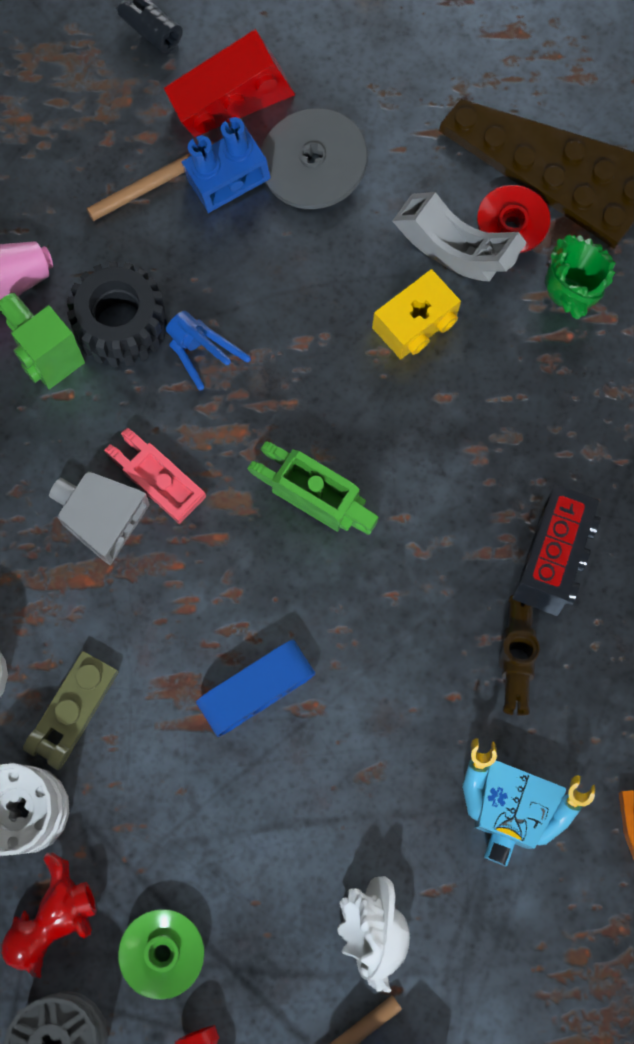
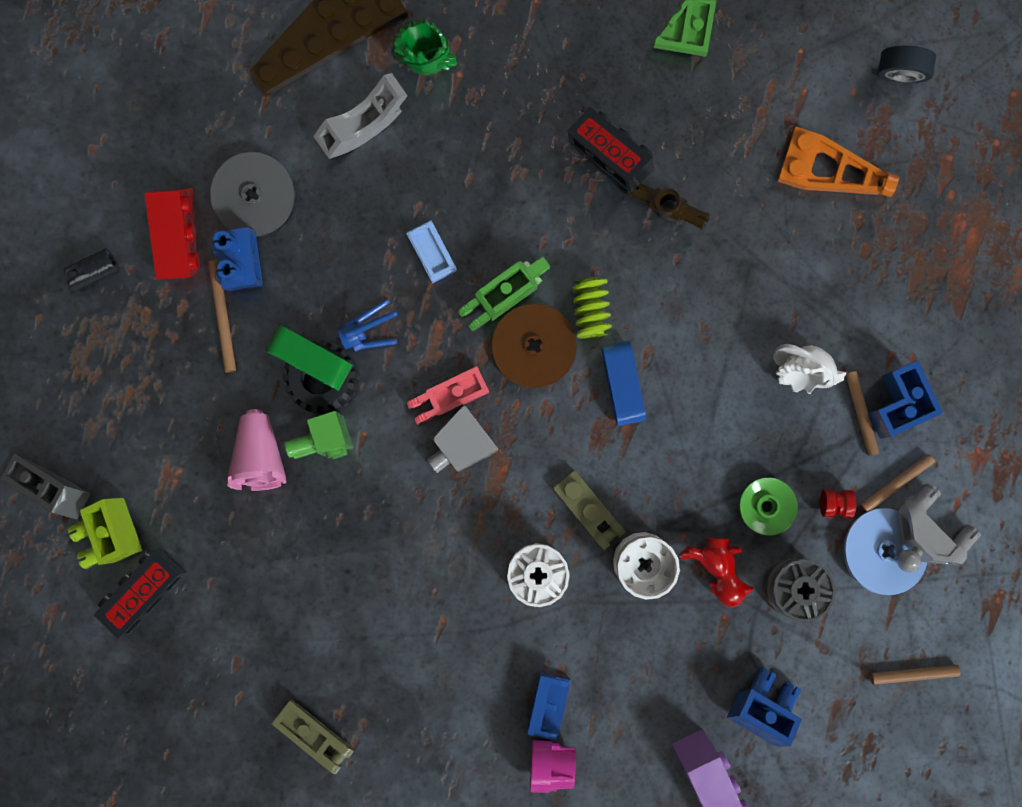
camera: 65 degrees left, 10 degrees up
(128, 280) = (308, 357): none -> green beam
(265, 586) = (556, 347): none -> reddish brown piece
(331, 386) = (431, 251): none -> light blue tile
(339, 606) = (591, 307): none -> lime piece
(425, 298) = (396, 158): yellow brick -> none
(517, 804) = (764, 246): medium azure torso -> none
(518, 206) = (354, 63): red dish -> none

